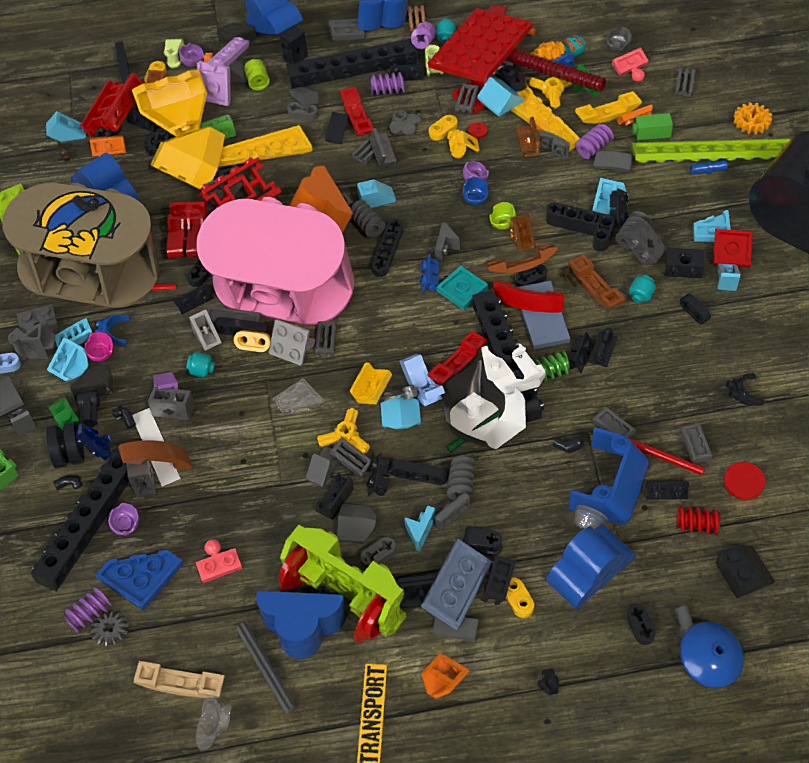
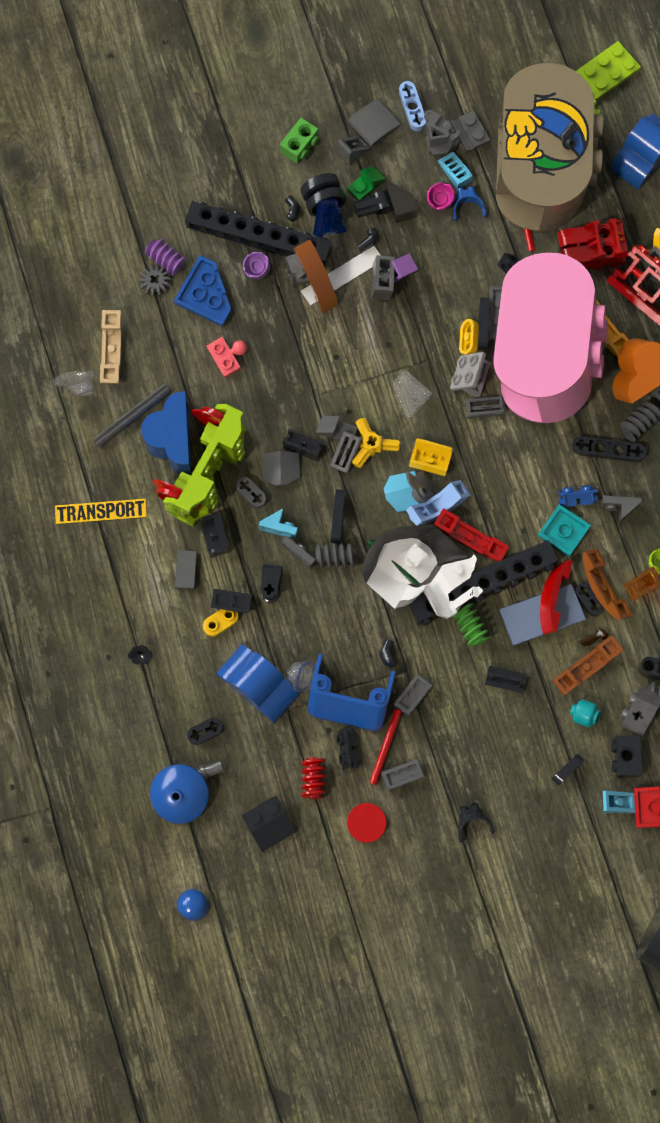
camera: 80 degrees right, 20 degrees up
(69, 360) = (422, 173): medium azure slope -> none
(200, 364) = (433, 294): teal head -> none
(204, 330) = (476, 287): light grey slope -> none
(377, 483) = (338, 480): black hinge -> none
(442, 676) = (137, 564): orange slope -> none
(456, 584) = (222, 564): sand blue tile -> none
(580, 352) = (506, 658): black hinge -> none

